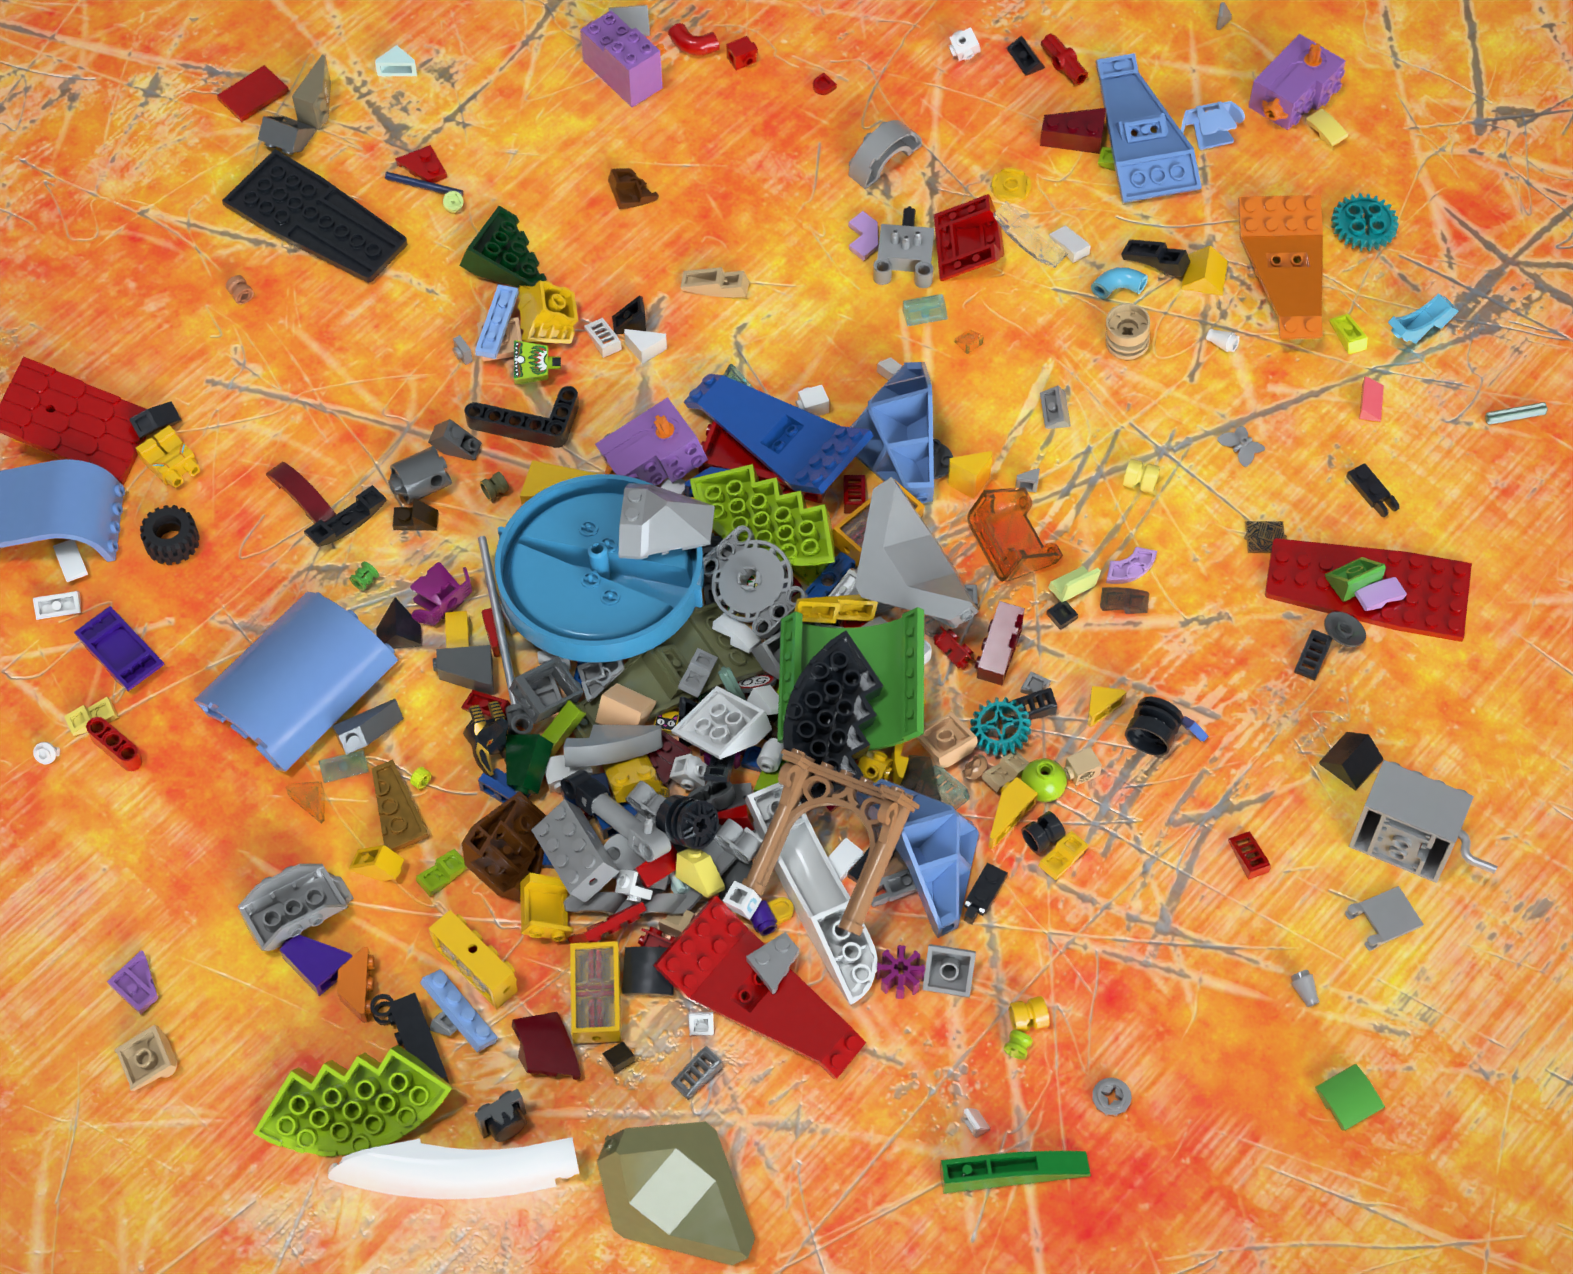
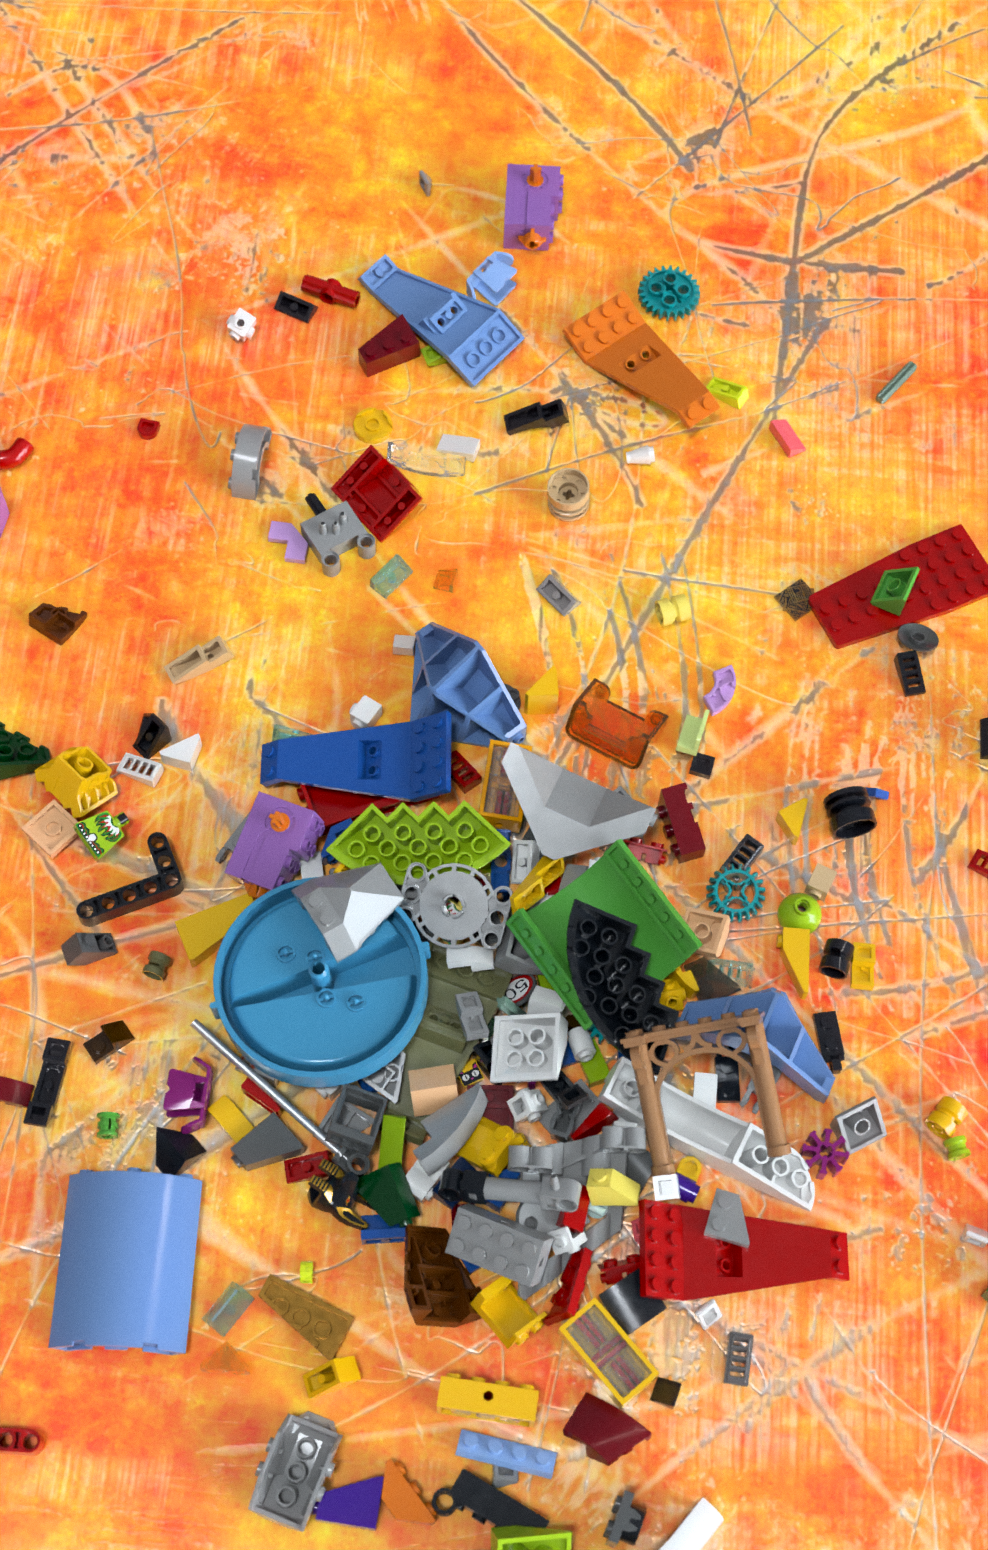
camera: 40 degrees left, 5 degrees up
(367, 726) = (224, 1261): dark grey slope -> none
(419, 475) = (85, 1001): dark grey cylinder -> none
(442, 873) = (391, 1342): lime slope -> none
(462, 350) = (27, 861): light grey plate -> none
(496, 321) = (41, 816): light blue plate -> none
(675, 924) = (621, 1243): tan panel -> none
(675, 1191) = (822, 1476): olive panel -> none
(687, 821) = (575, 1153): black wheel -> none
(741, 52) = (57, 441): red brick -> none
(976, 767) = (742, 940): medium nougat plate -> none
(1007, 770) = (766, 927): tan slope -> none
(1028, 480) = (590, 671): light grey slope -> none
(1034, 683) = (727, 838): light grey tile -> none
(1119, 278) = (522, 454): medium azure cylinder -> none
(1127, 599) = (739, 721): clear smoke slope -> none
(1205, 272) = (583, 407): yellow slope -> none
(1243, 442) = (722, 532): light grey piece -> none
(1328, 128) = (578, 229): light yellow slope -> none
(1372, 489) = (845, 510): black hinge -> none
(1377, 594) = (923, 591): lavender slope -> none
(1417, 324) = (777, 346): medium azure arch -> none

